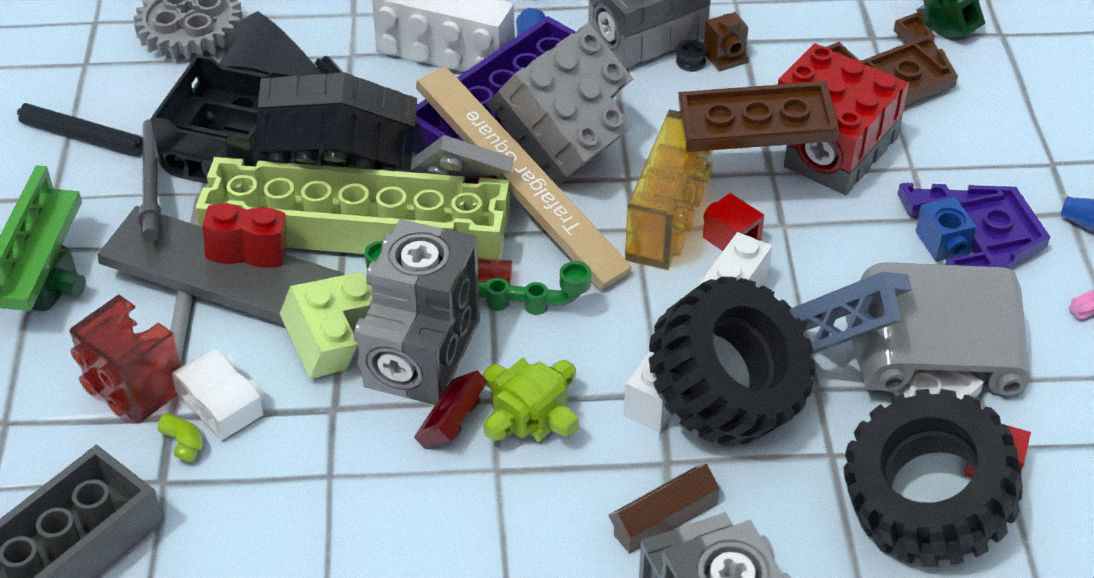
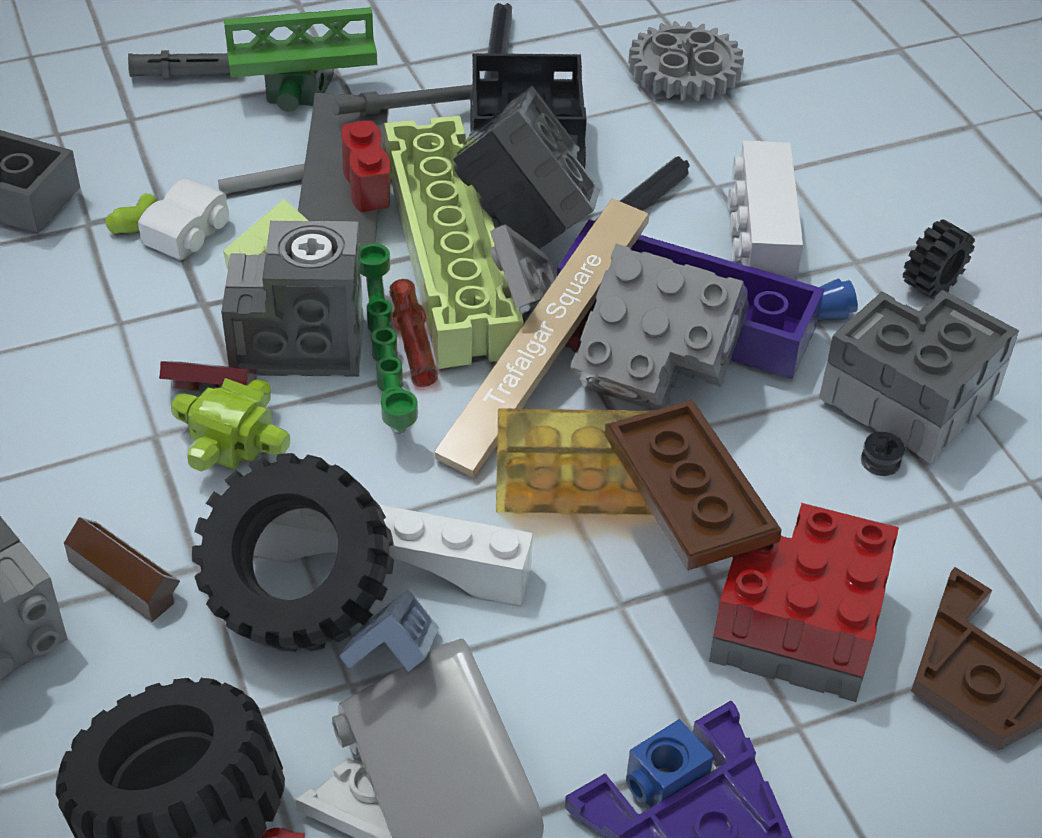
camera: 70 degrees right, 0 degrees up
(122, 365) = (189, 139): clear red piece -> none
(263, 47) = (641, 121): black panel -> none
(726, 41) = (917, 474): reddish brown brick -> none
(728, 217) = (574, 544): red brick -> none

